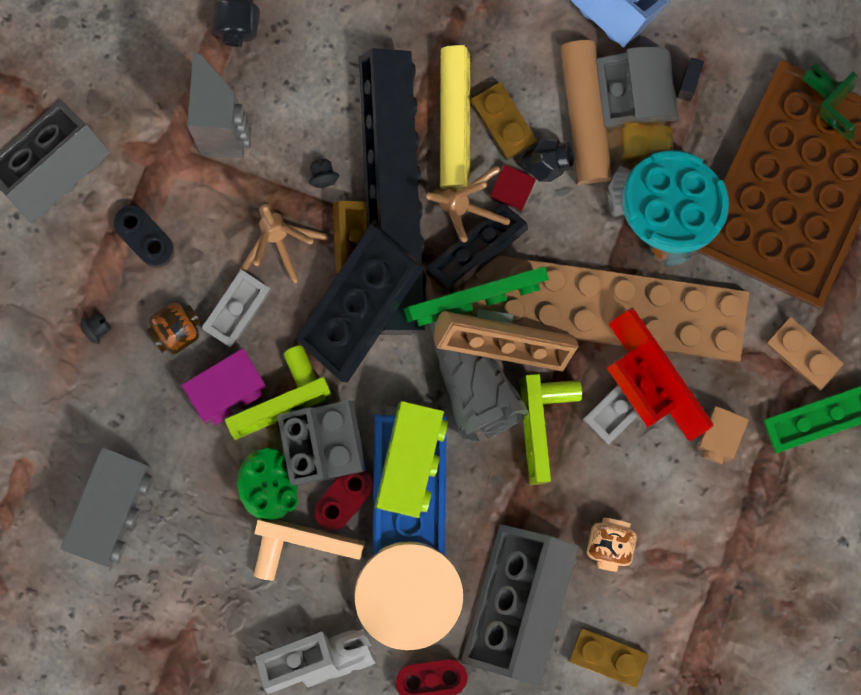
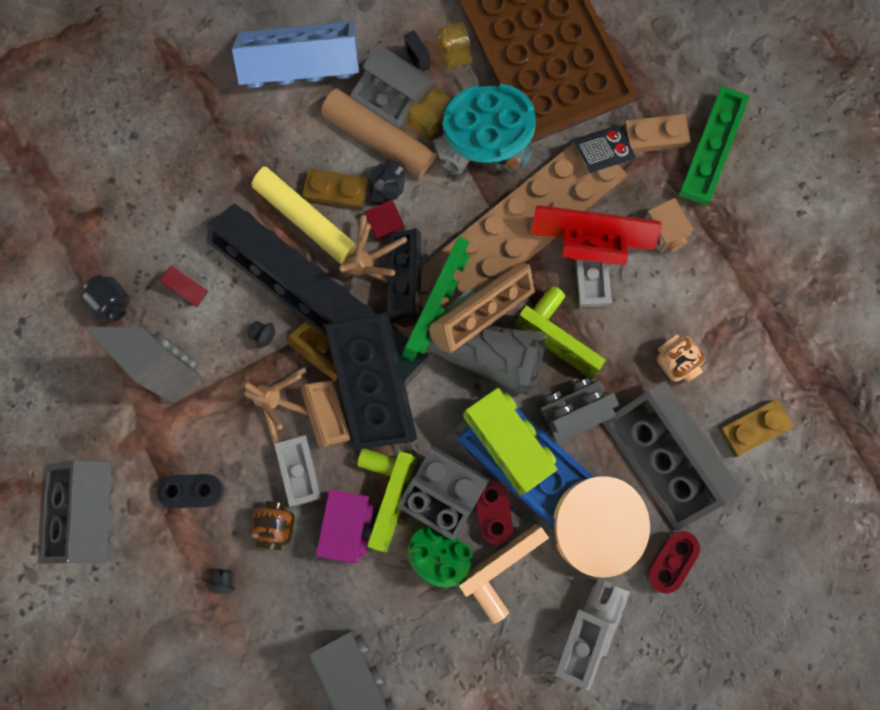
camera: 45 degrees left, 5 degrees down
(302, 288) = (325, 413): none -> medium nougat tile
(305, 72) = (183, 286): none -> dark red piece
(488, 492) = (576, 409): none -> dark grey brick
(725, 107) = (454, 45): none -> clear yellow leg
(744, 320) = (604, 149): none -> black sticker

